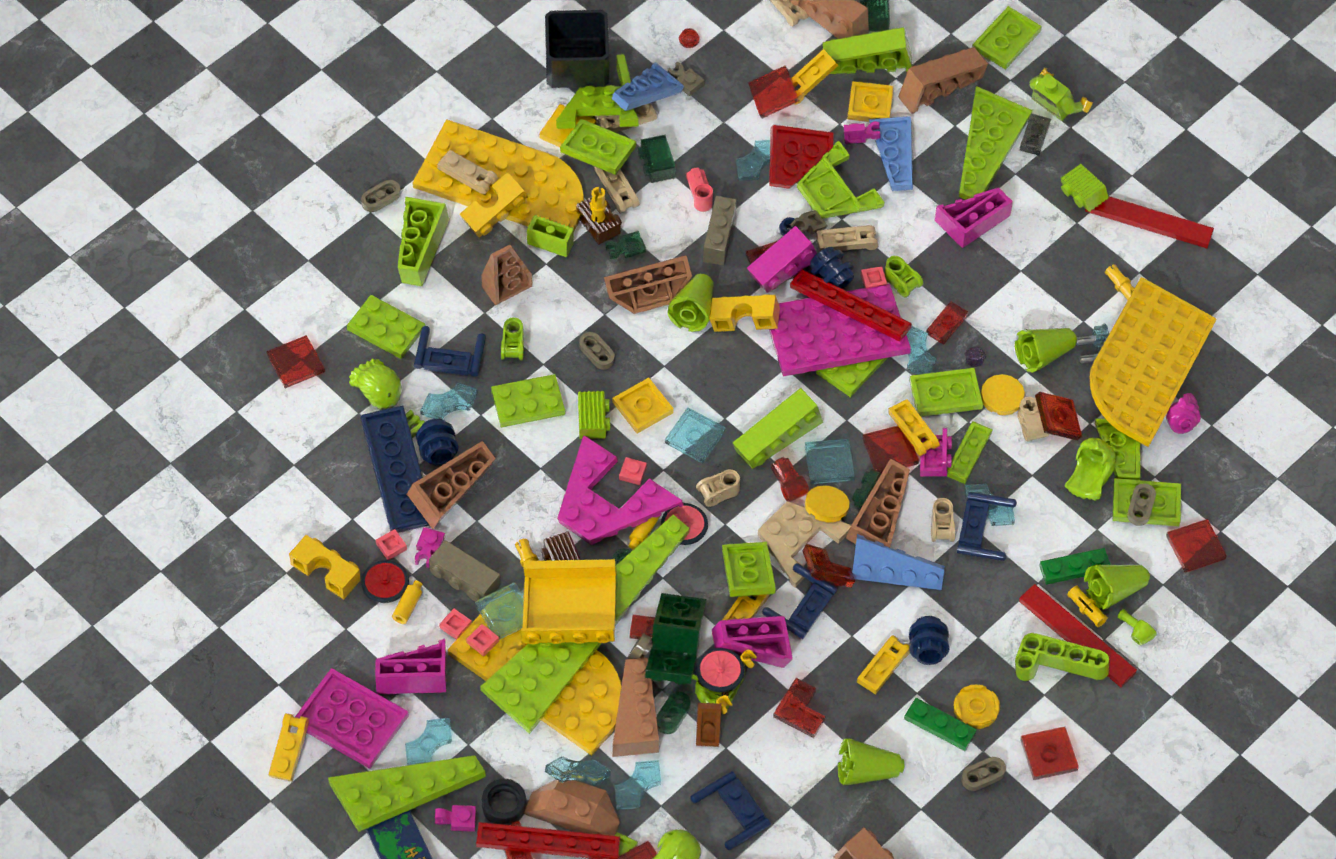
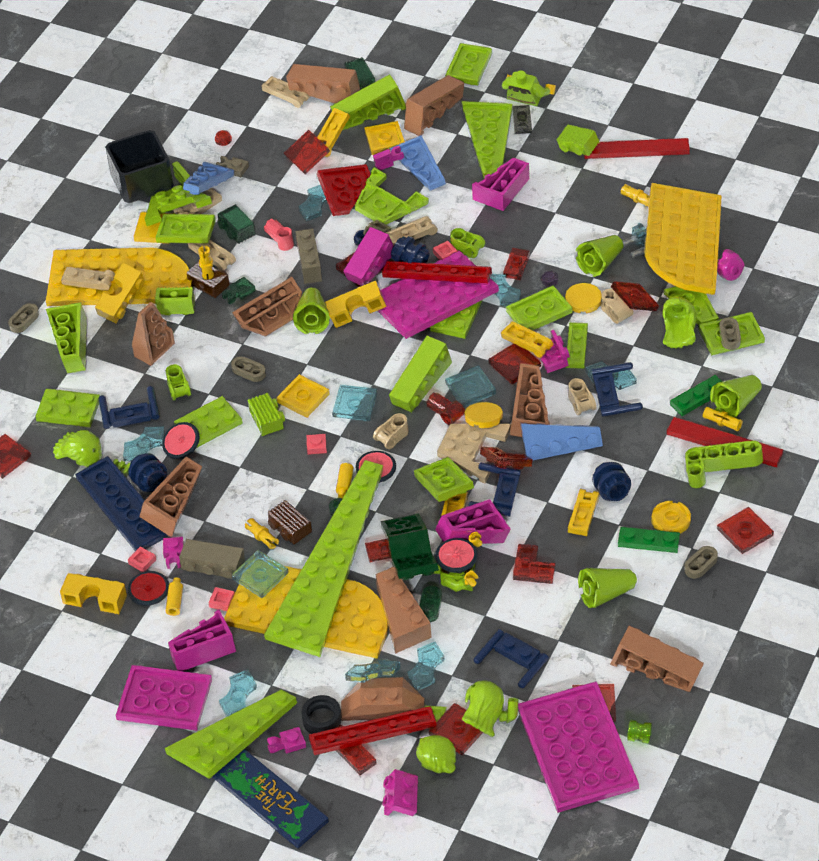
camera: 15 degrees left, 10 degrees down
(288, 748) = (121, 737): yellow plate -> none
(482, 640) = (250, 600): coral plate -> none
(488, 414) = (180, 440): none -> coral wheel
(569, 601) = (310, 545): yellow panel -> none
(595, 517) = (300, 484): dark pink wing -> none
(641, 647) = (384, 561): dark tan plate -> none
(708, 724) = (464, 599): dark orange plate -> none
(868, 481) = (510, 389): clear green plate -> none
(1142, 630) = (774, 420): lime bar -> none
(1196, 545) = (784, 351): clear red tile -> none

